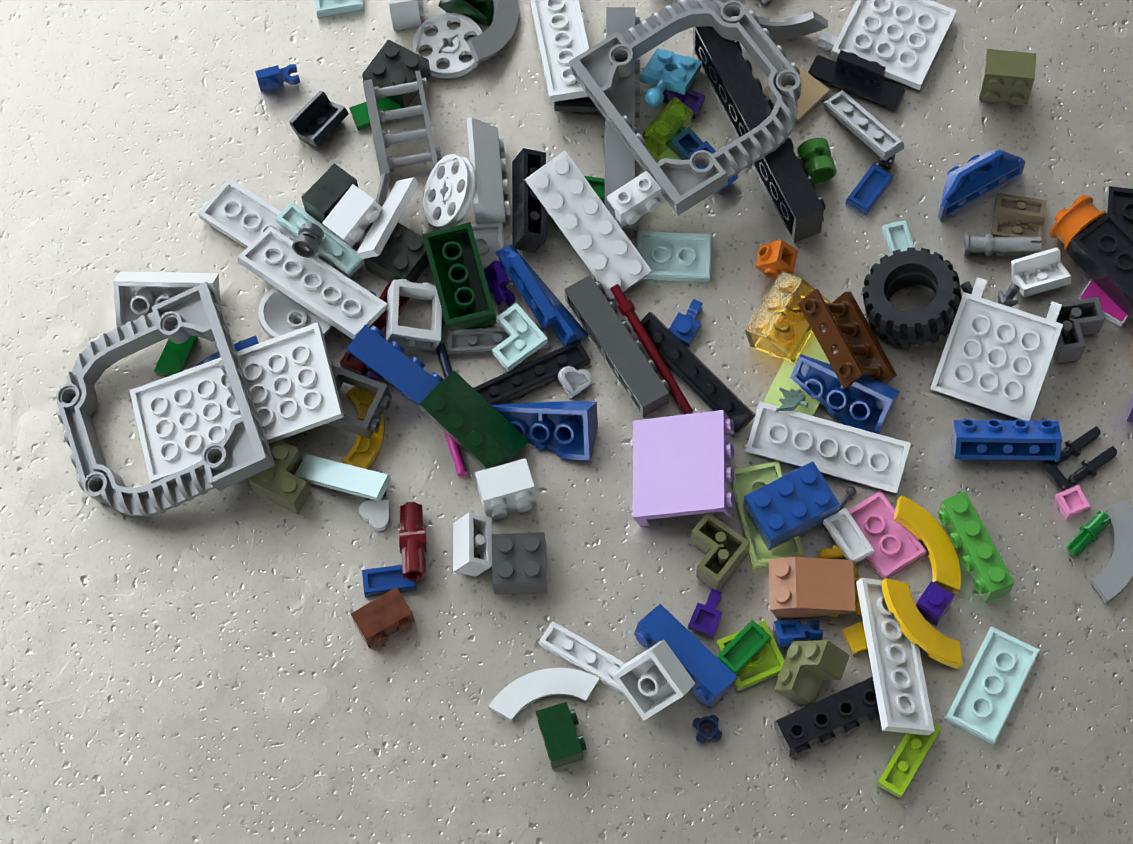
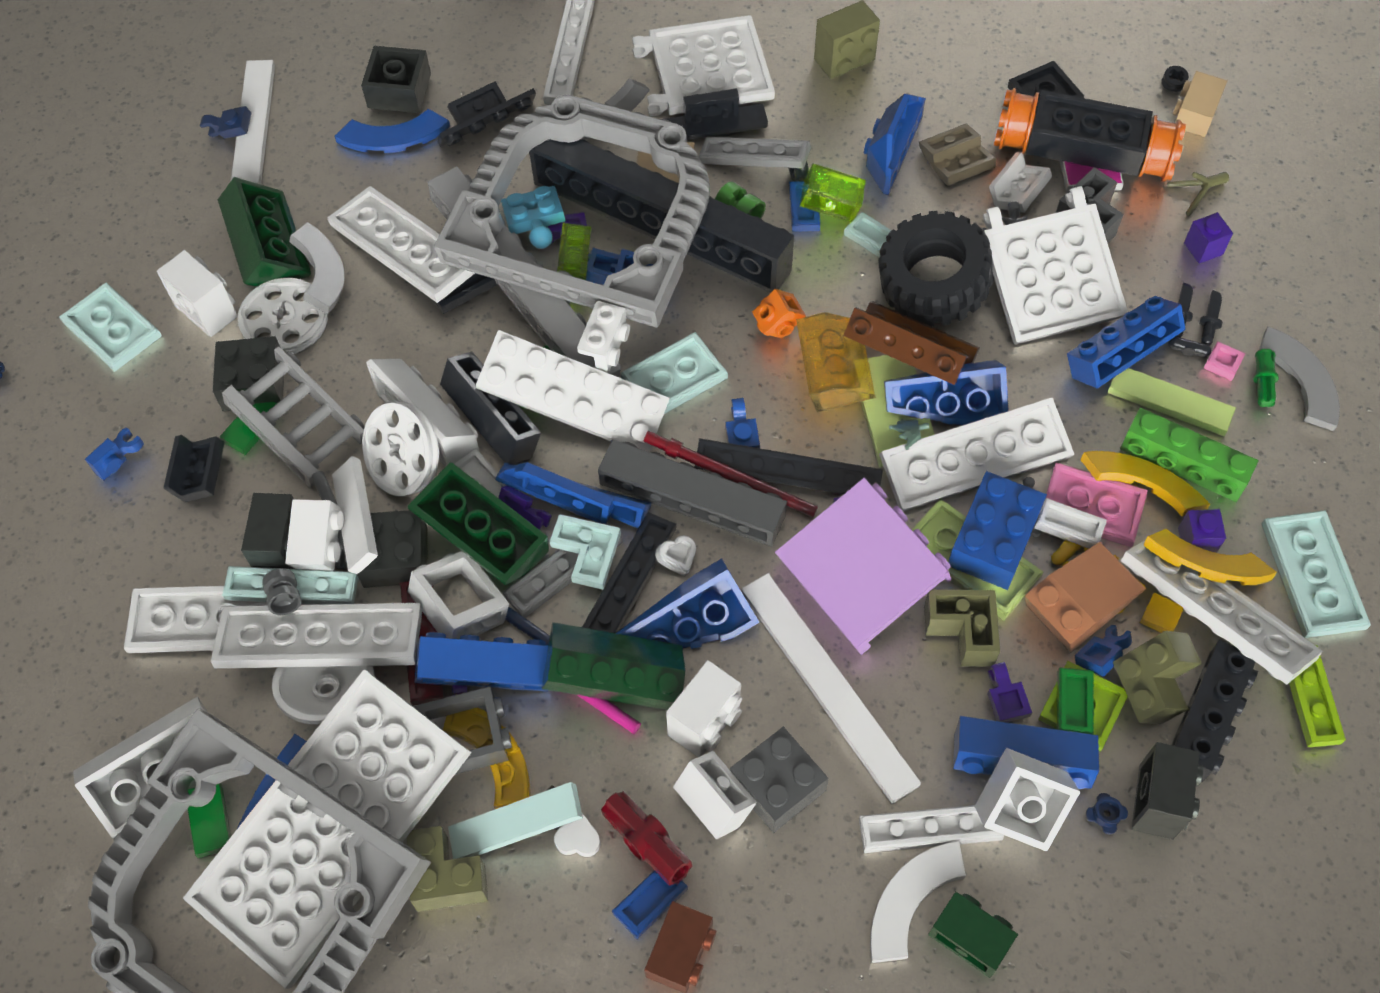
camera: 40 degrees left, 5 degrees down
(601, 531) = (831, 689): none -> white tile
(749, 739) = (1167, 791): none -> pearl dark grey brick
(892, 192) = (832, 193): none -> clear neon green brick
(989, 244) = (954, 186): light grey pin -> none
(1006, 504) = (1172, 400): none -> yellowish green tile

